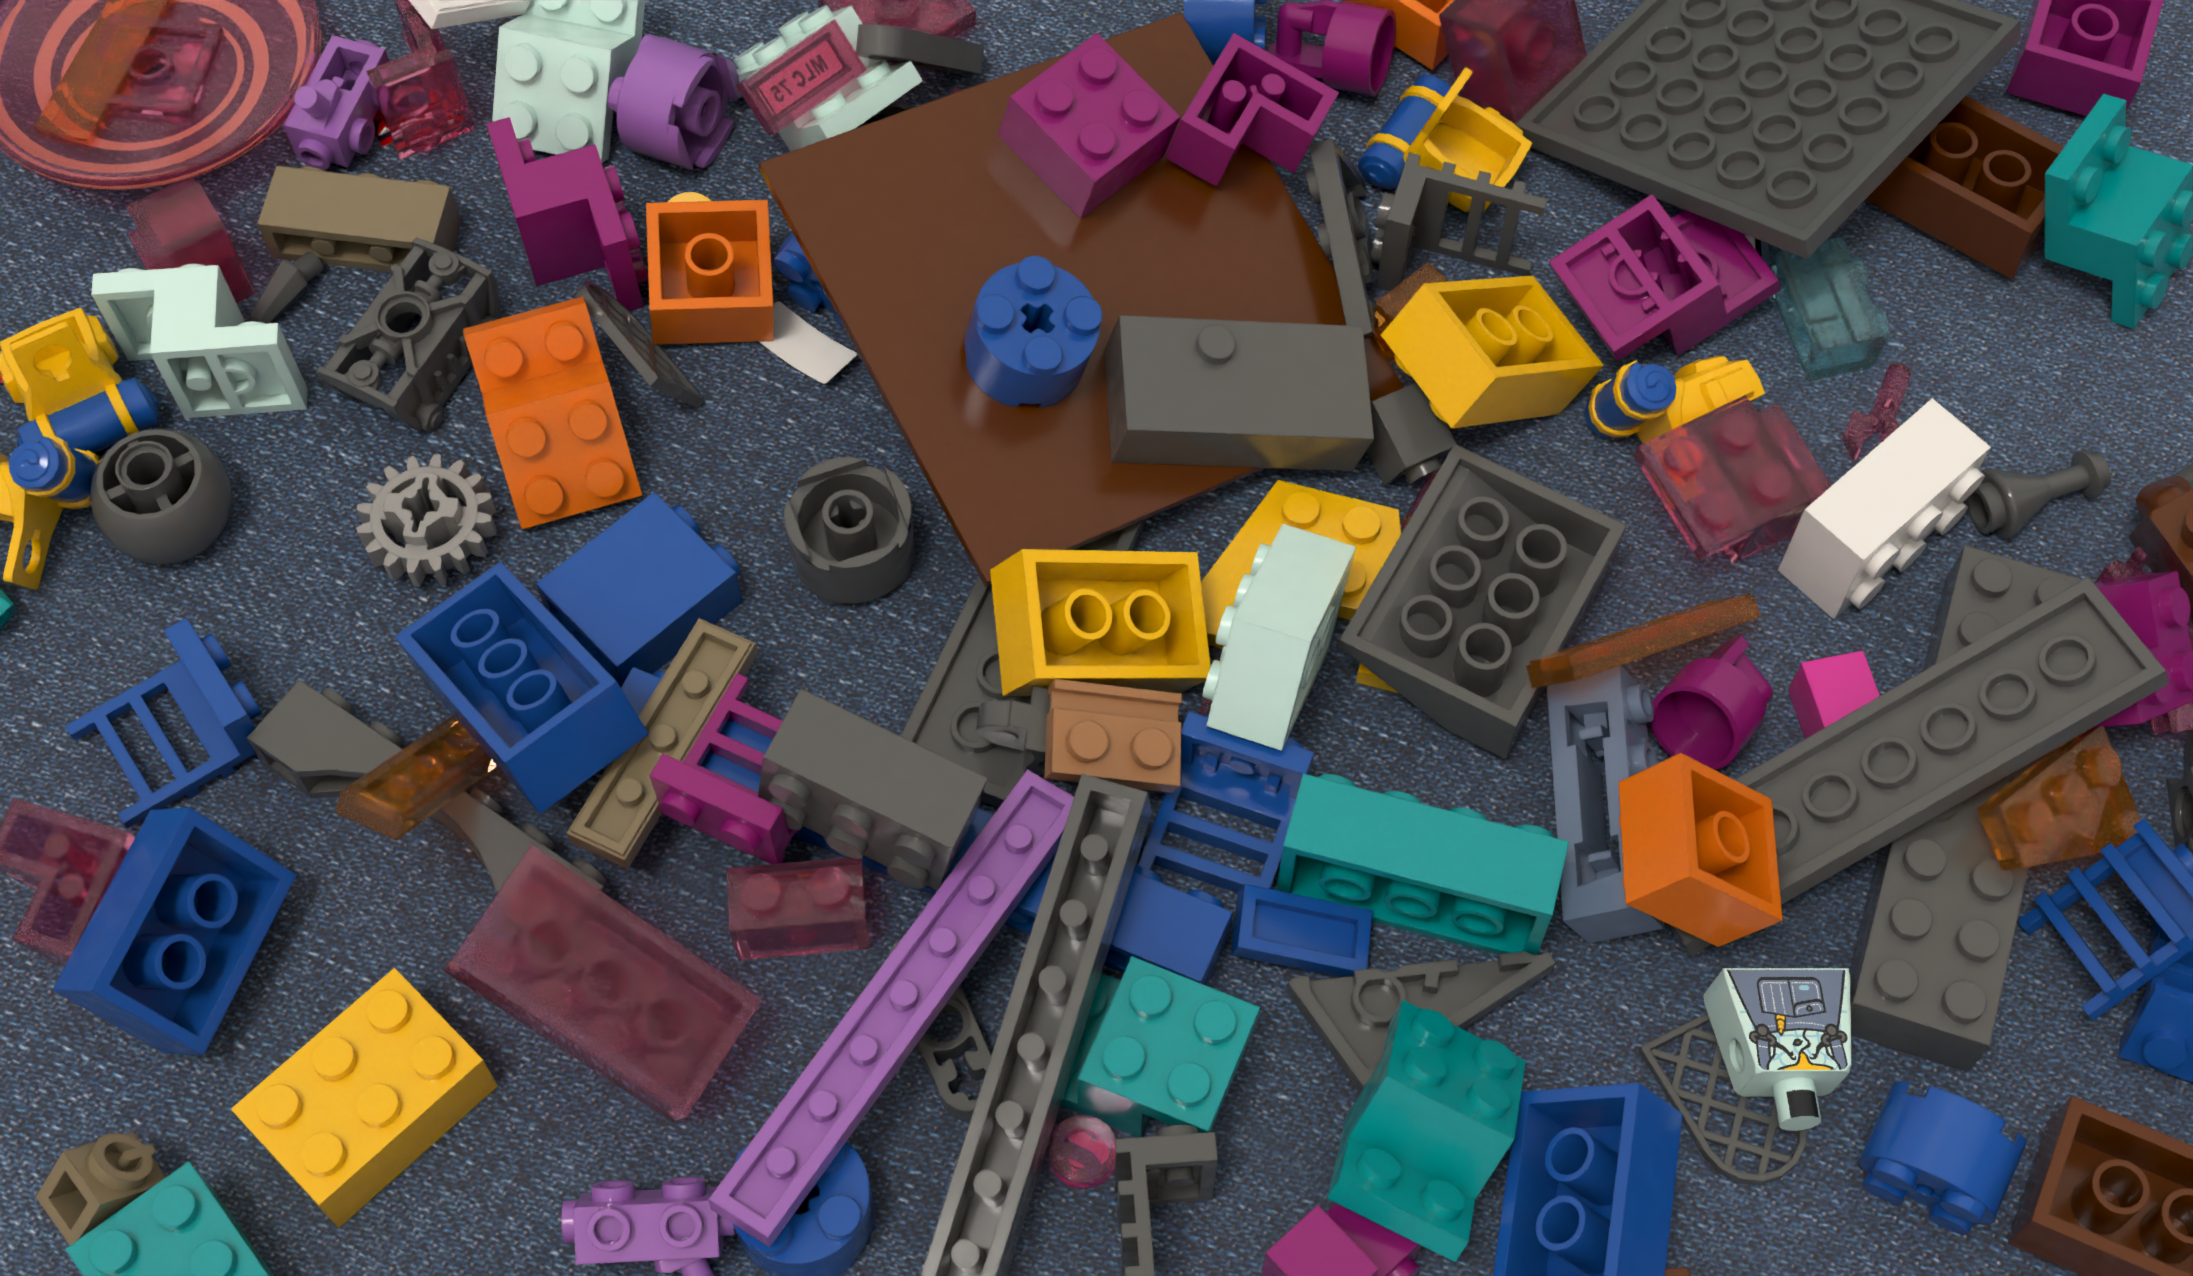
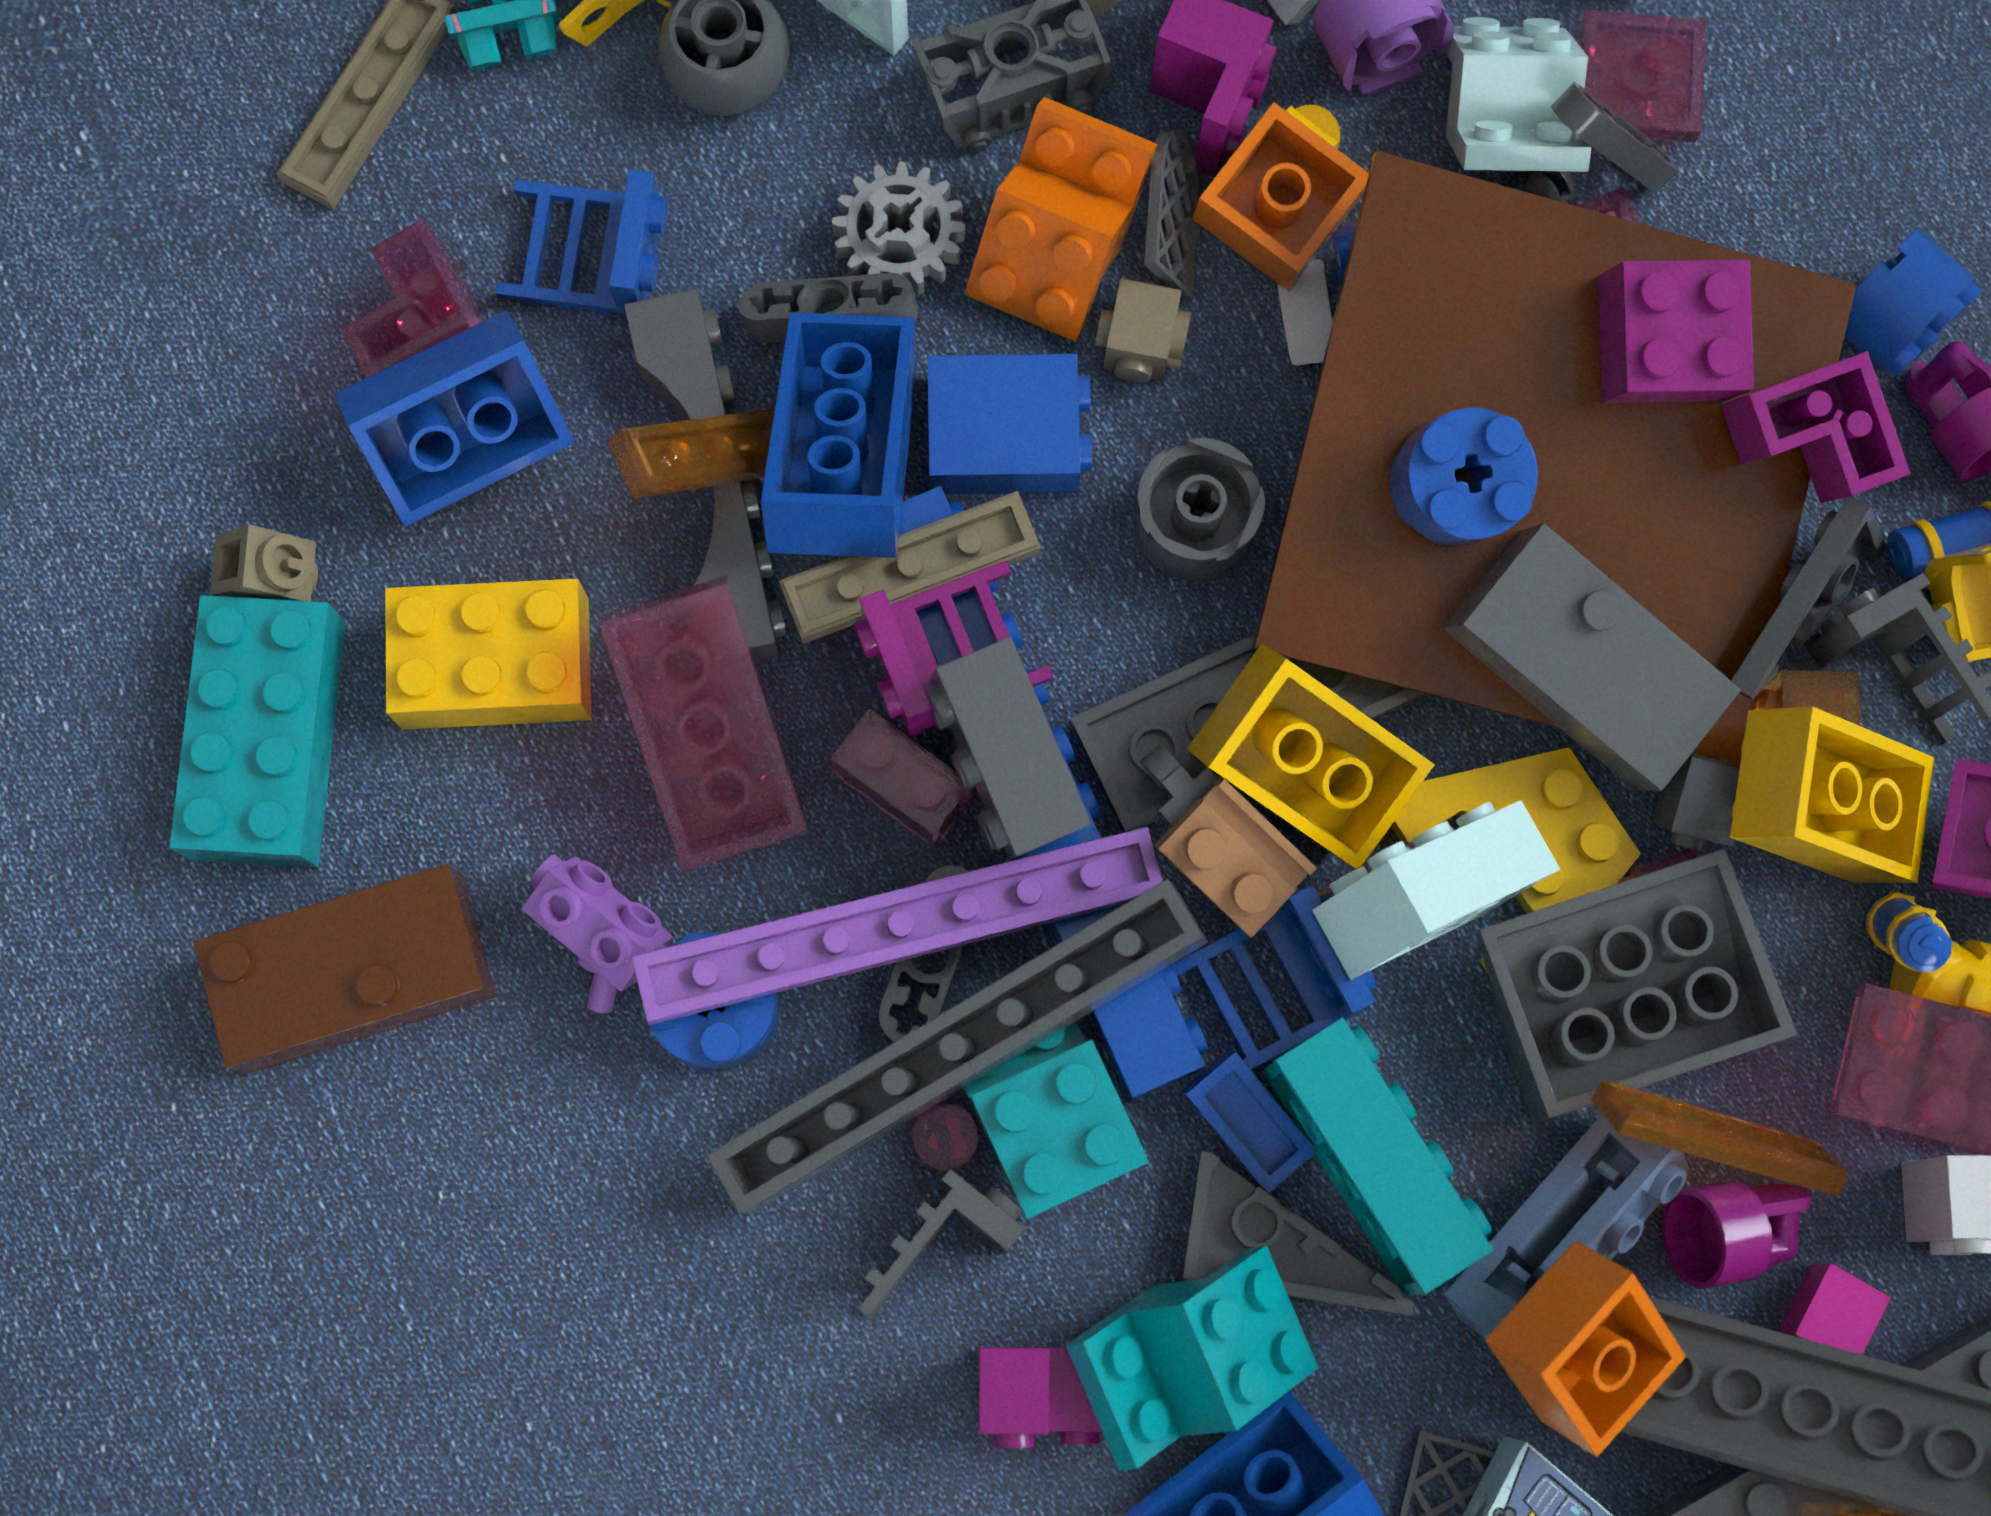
camera: 40 degrees right, 15 degrees up
(374, 655) = (768, 305): none -> dark grey beam
(689, 444) = (1143, 331): none -> dark tan brick
(801, 77) = (1492, 88): clear pink tile -> none

